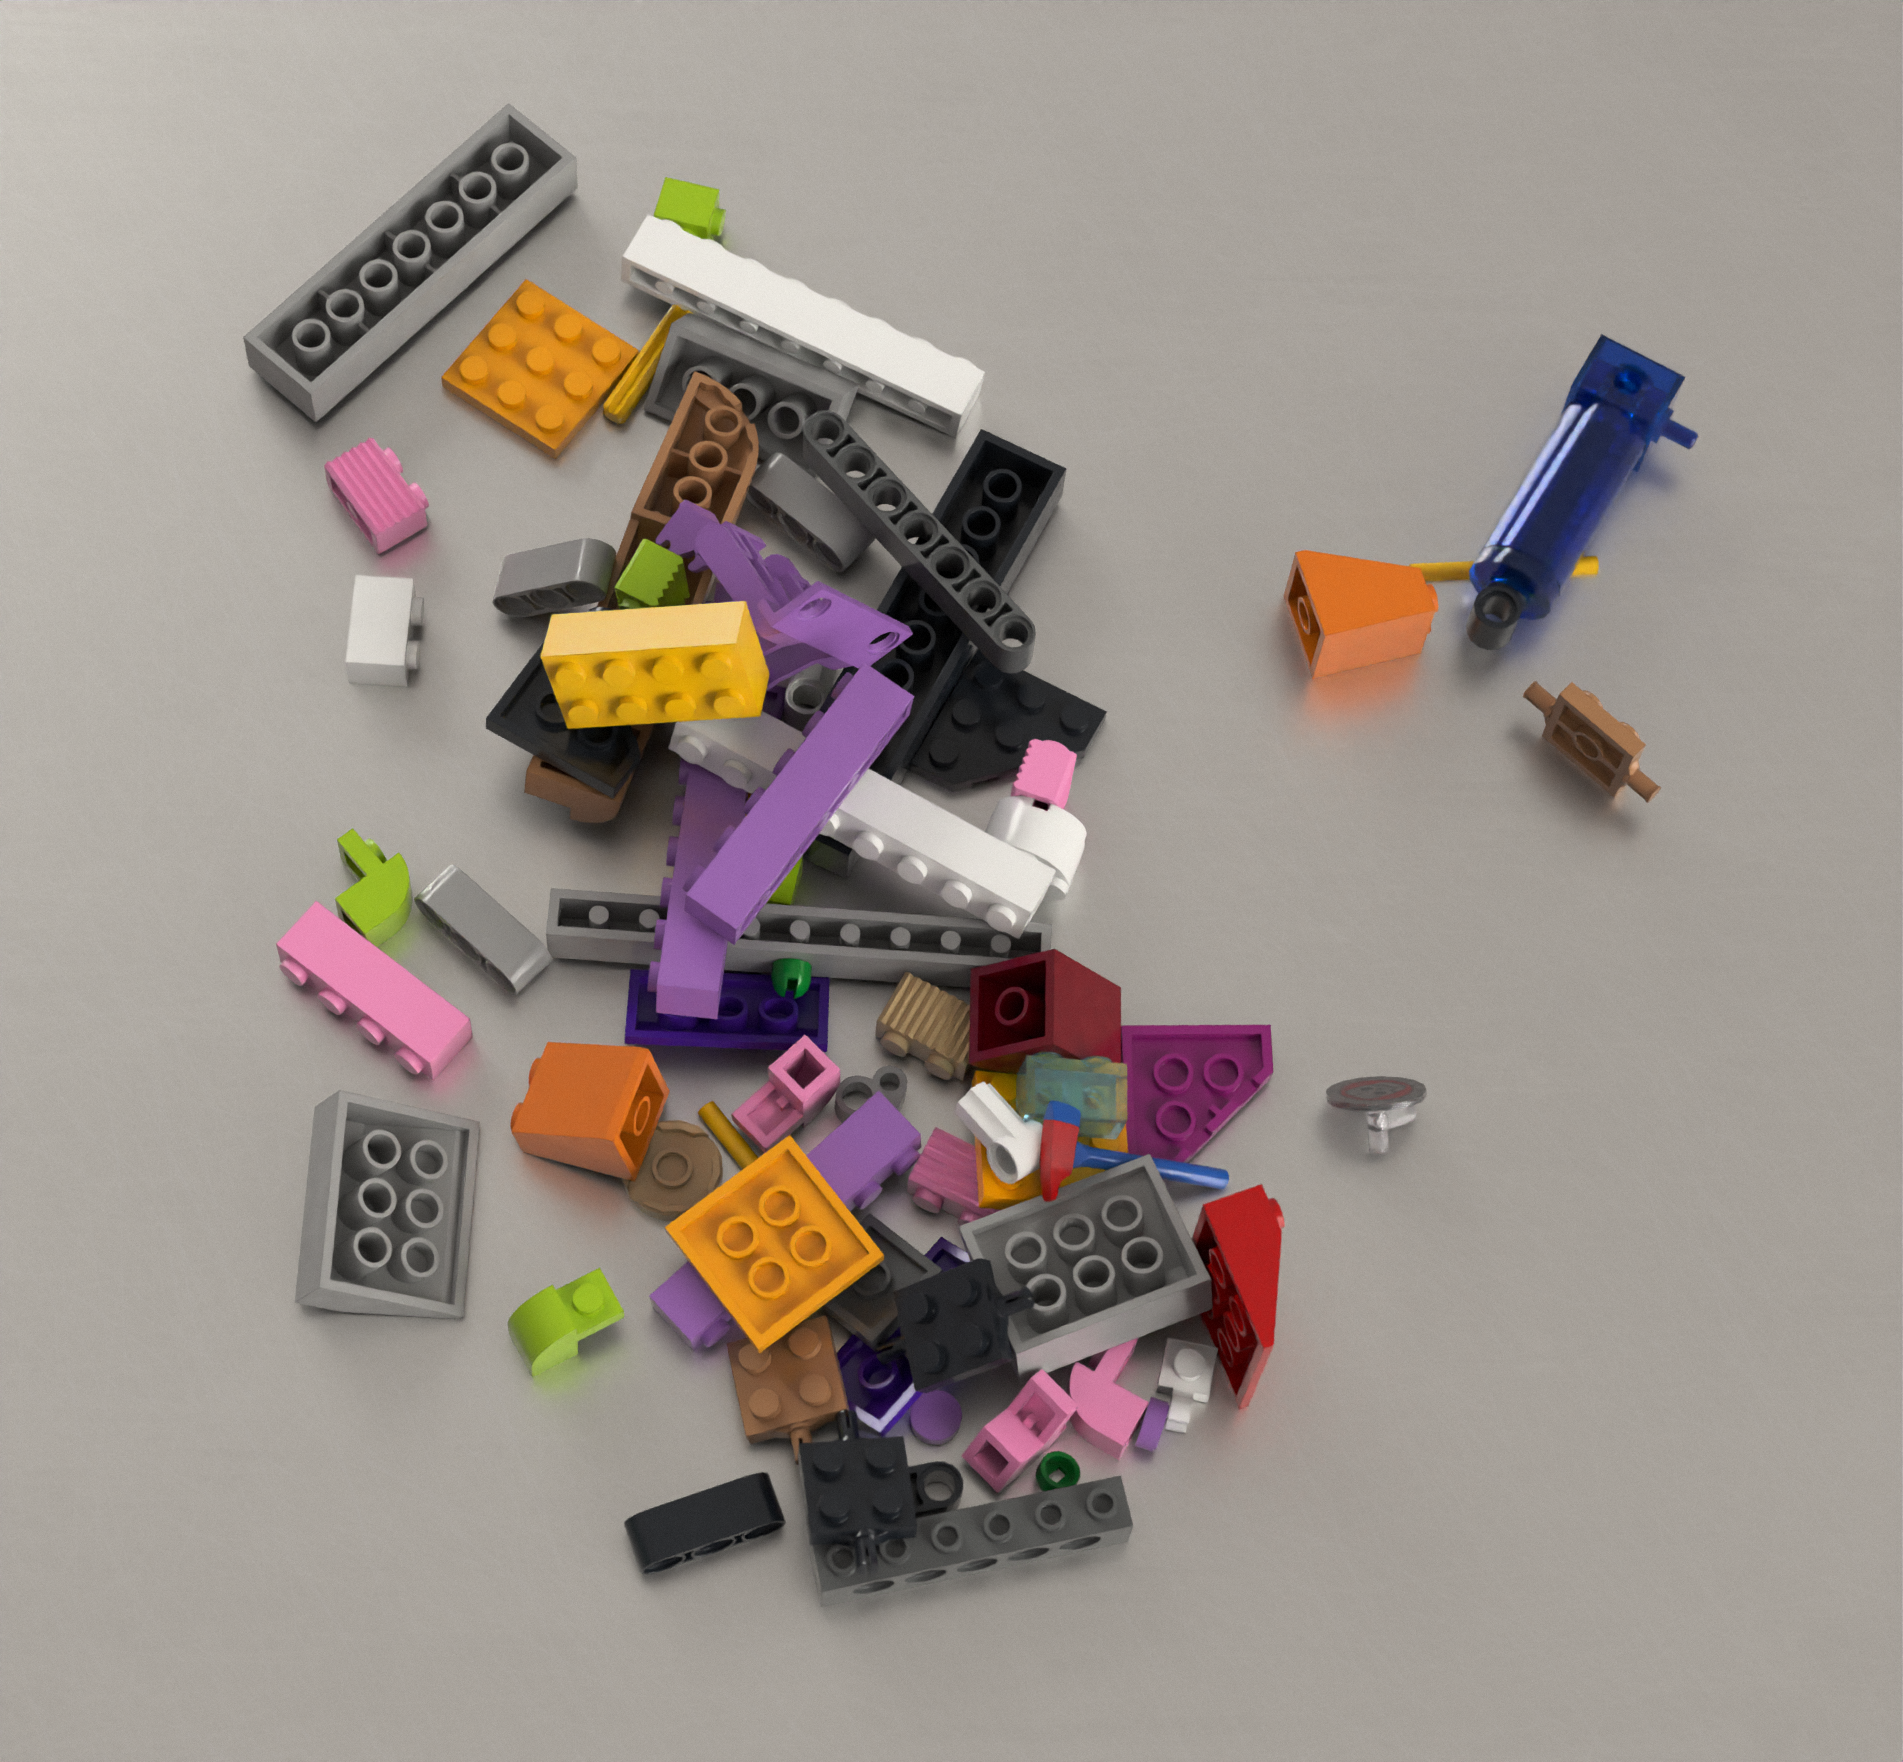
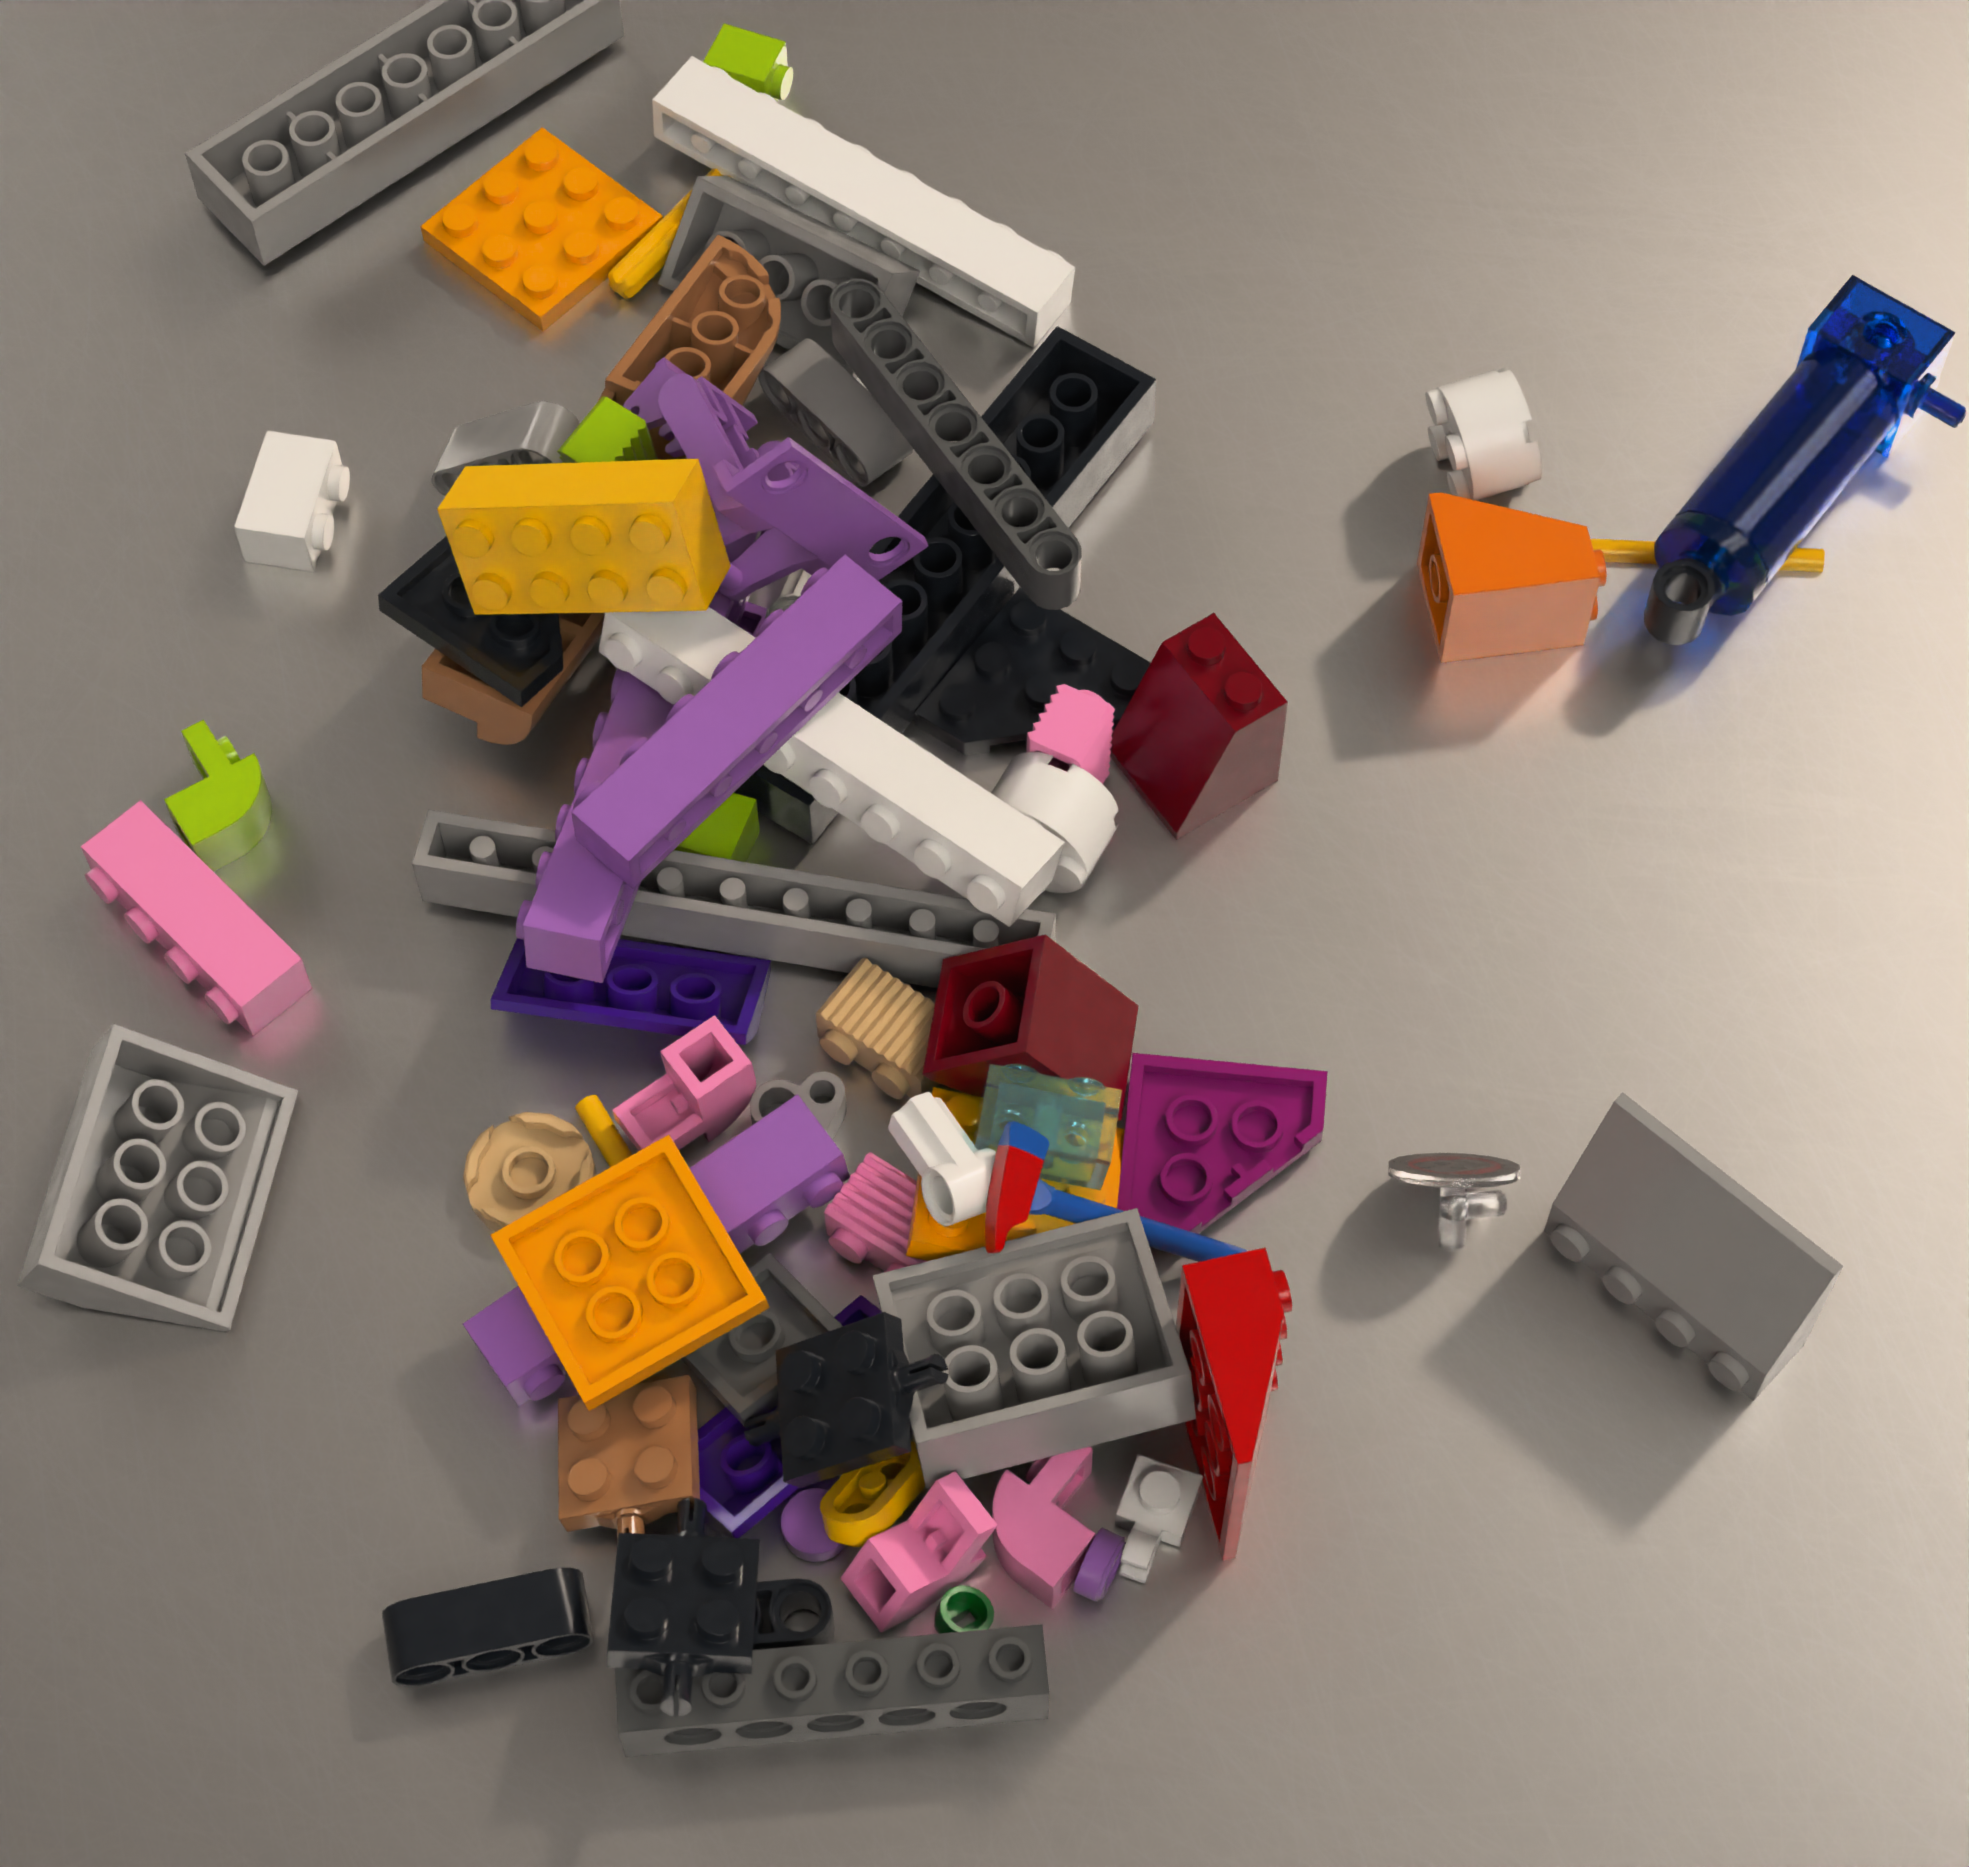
camera: 15 degrees right, 5 degrees down
(377, 495) = (316, 348): bright pink brick -> none
(483, 929) = (346, 858): light grey beam -> none
(555, 1320) = (336, 1342): lime brick -> none
(591, 1107) = (437, 1083): orange slope -> none
(791, 975) = (717, 949): green hinge -> none
(977, 1399) = (871, 1498): none -> yellow plate
(1139, 759) = (1200, 728): none -> dark red slope
(1327, 489) = (1483, 434): none -> white brick
(1558, 1139) = (1691, 1249): none -> light grey slope
(1593, 739) = (1792, 759): medium nougat plate -> none

